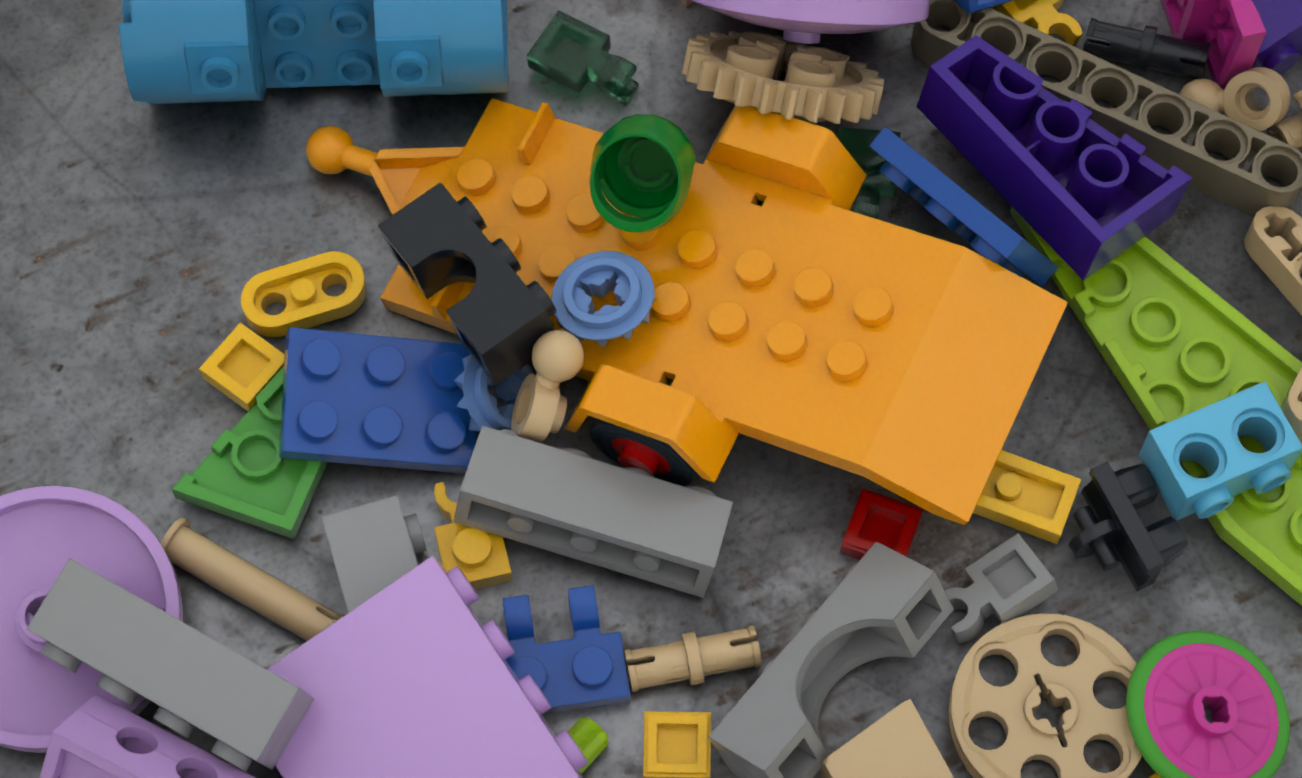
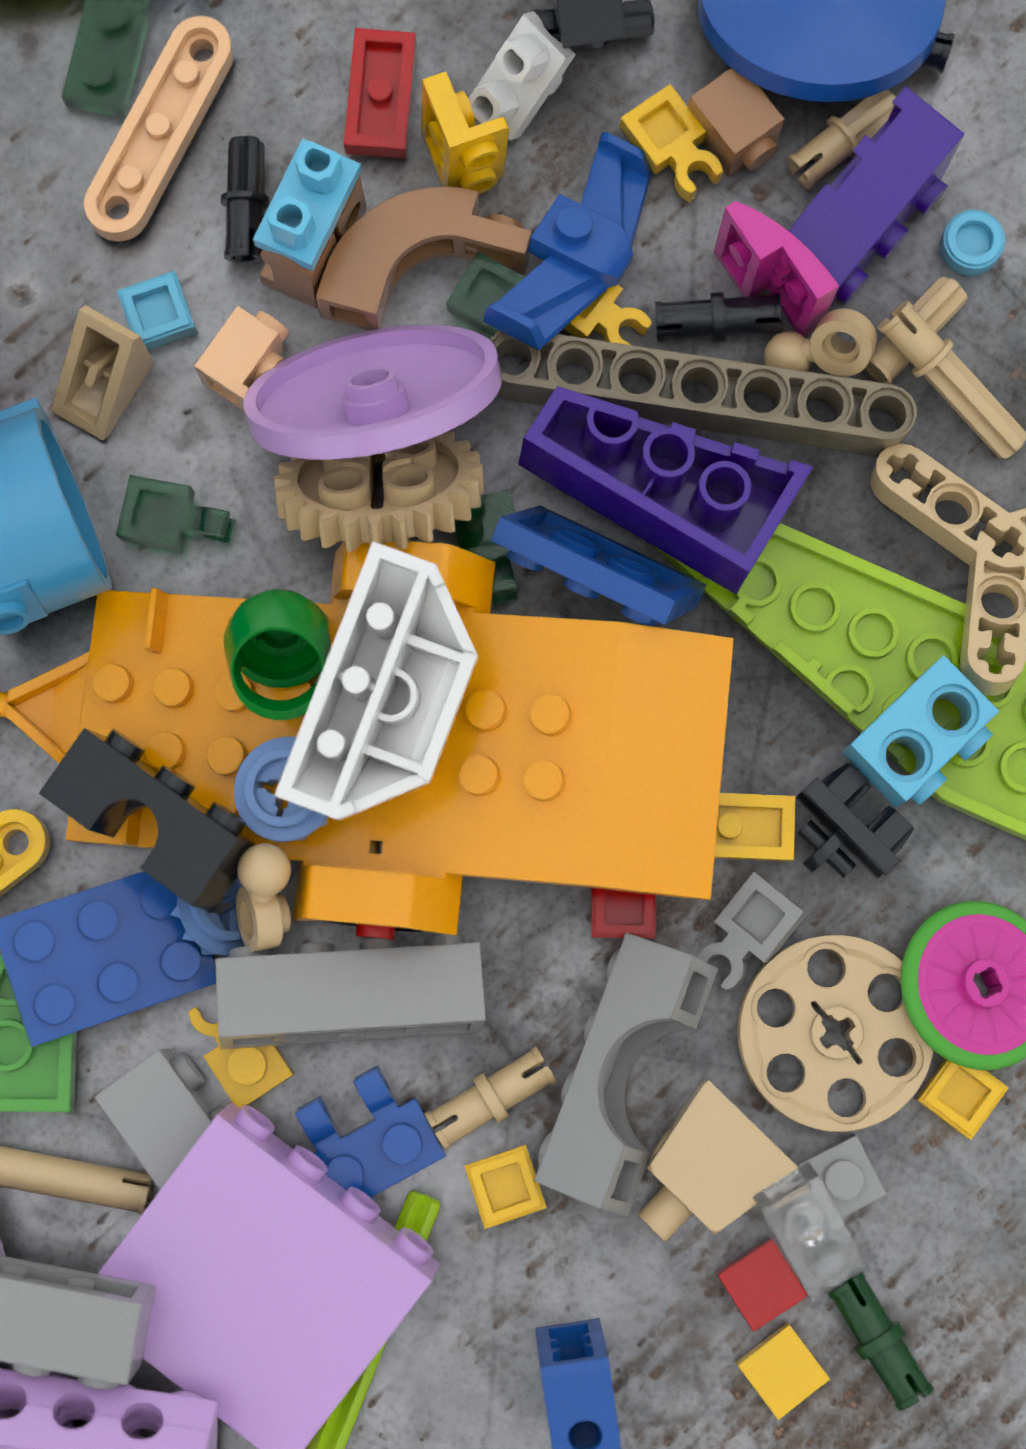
camera: 20 degrees left, 15 degrees up
(726, 223) = (383, 691): none -> white wedge

